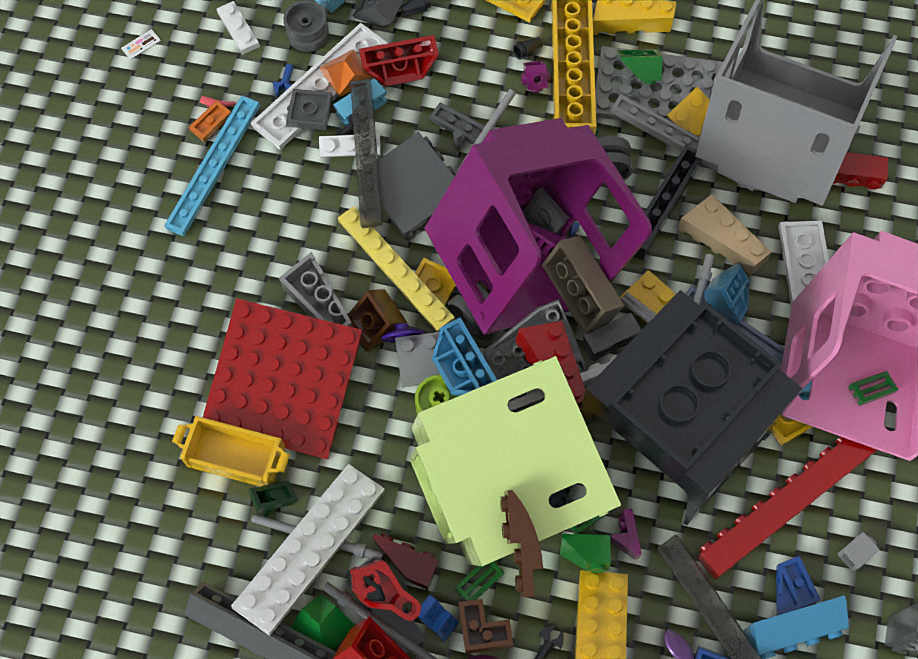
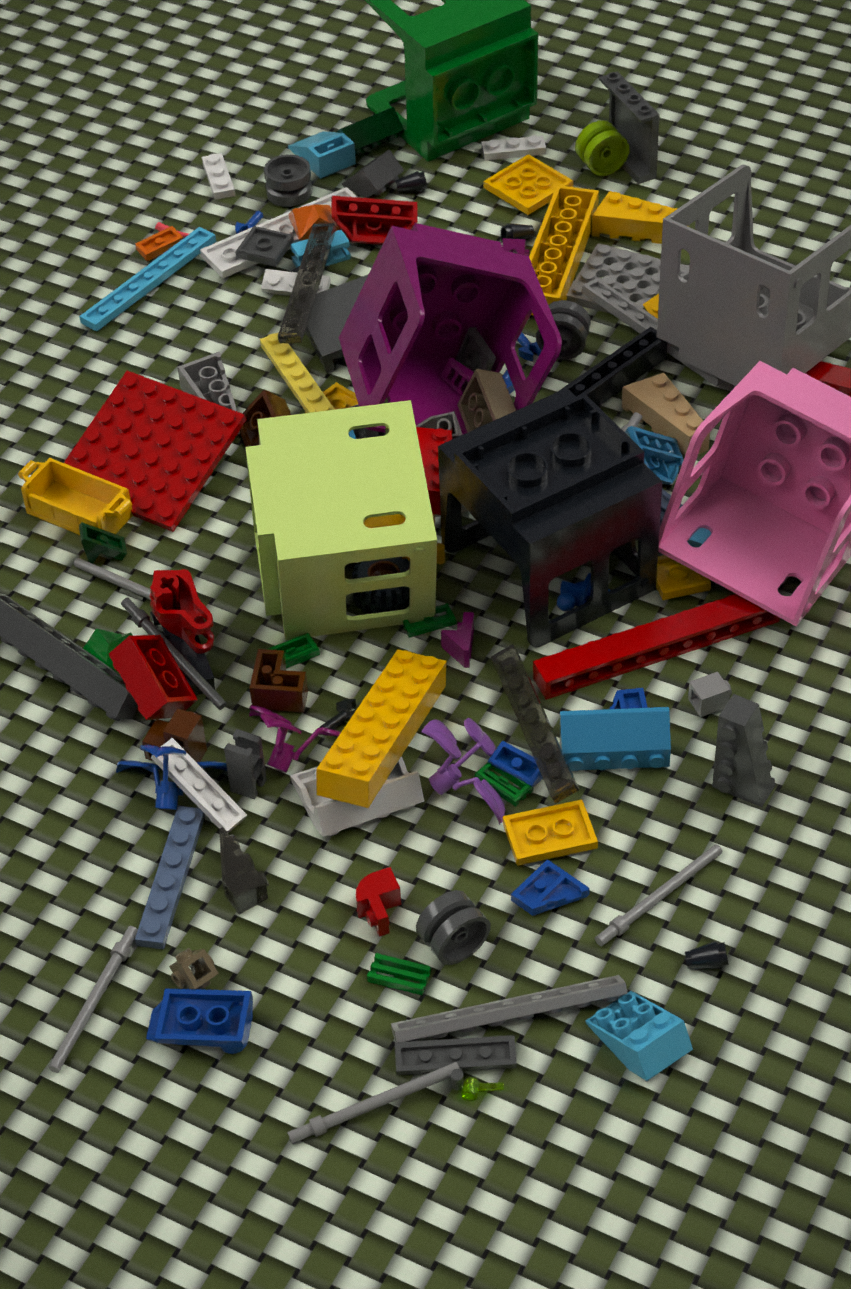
camera: 15 degrees right, 20 degrees down
(140, 44) = (114, 176): white sticker -> none
(307, 550) = (104, 591): white plate -> none
(412, 565) = (230, 626): dark red slope -> none
(437, 618) = (231, 665): blue slope -> none
(521, 530) = (323, 542): reddish brown slope -> none
(587, 551) = (410, 631): green slope -> none
(643, 63) = (633, 258): green slope -> none
(860, 393) = (777, 556): green tile -> none

